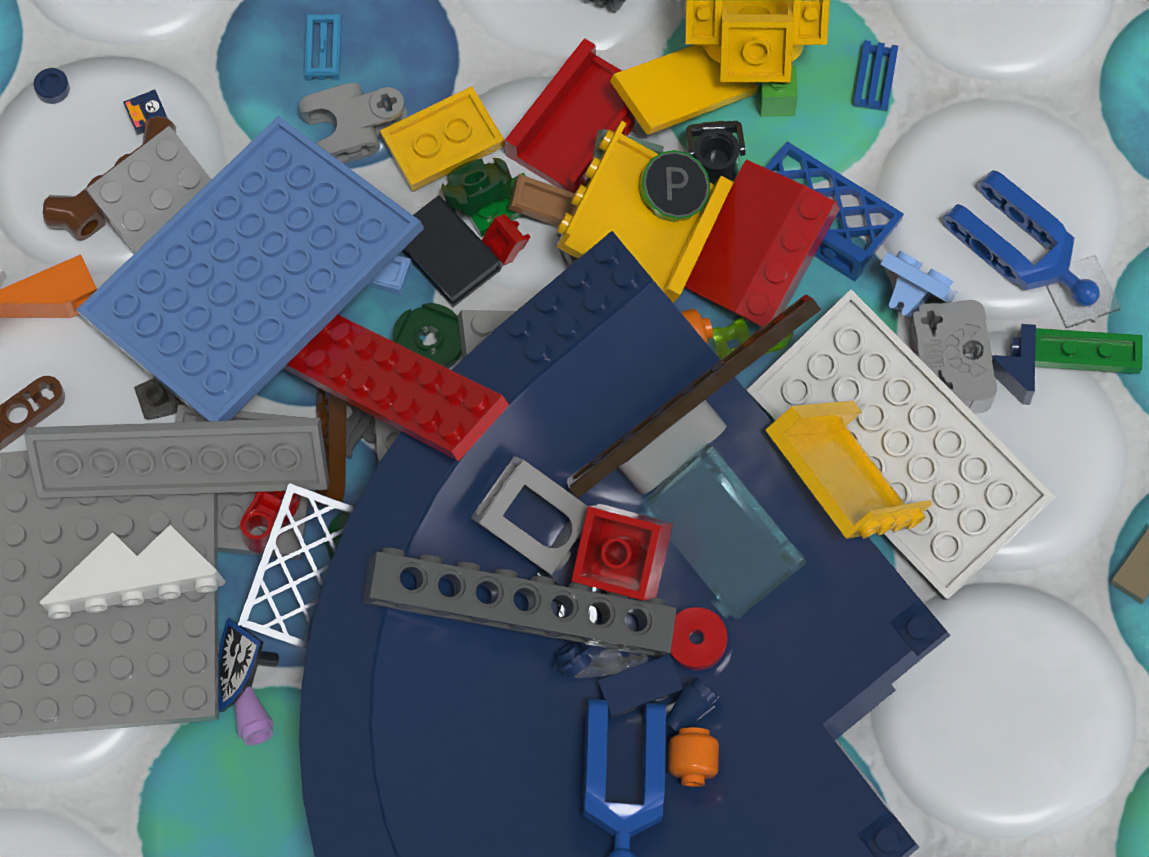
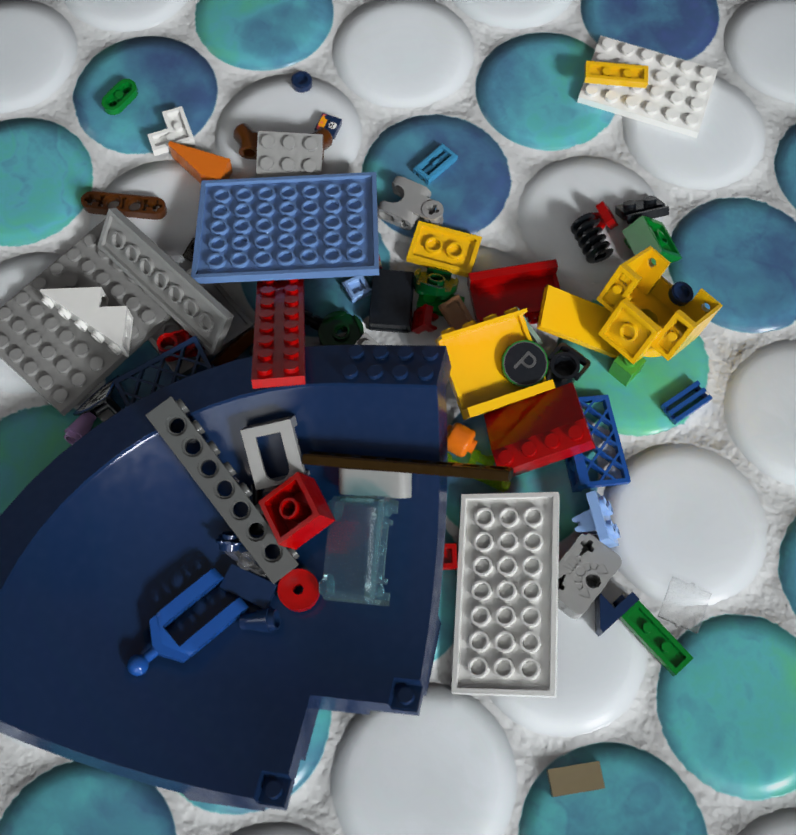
camera: 40 degrees right, 0 degrees up
(693, 756) = (233, 647): orange head -> none
(841, 471) = (452, 577): yellow panel -> none
(1005, 257) = (696, 551): blue piece -> none

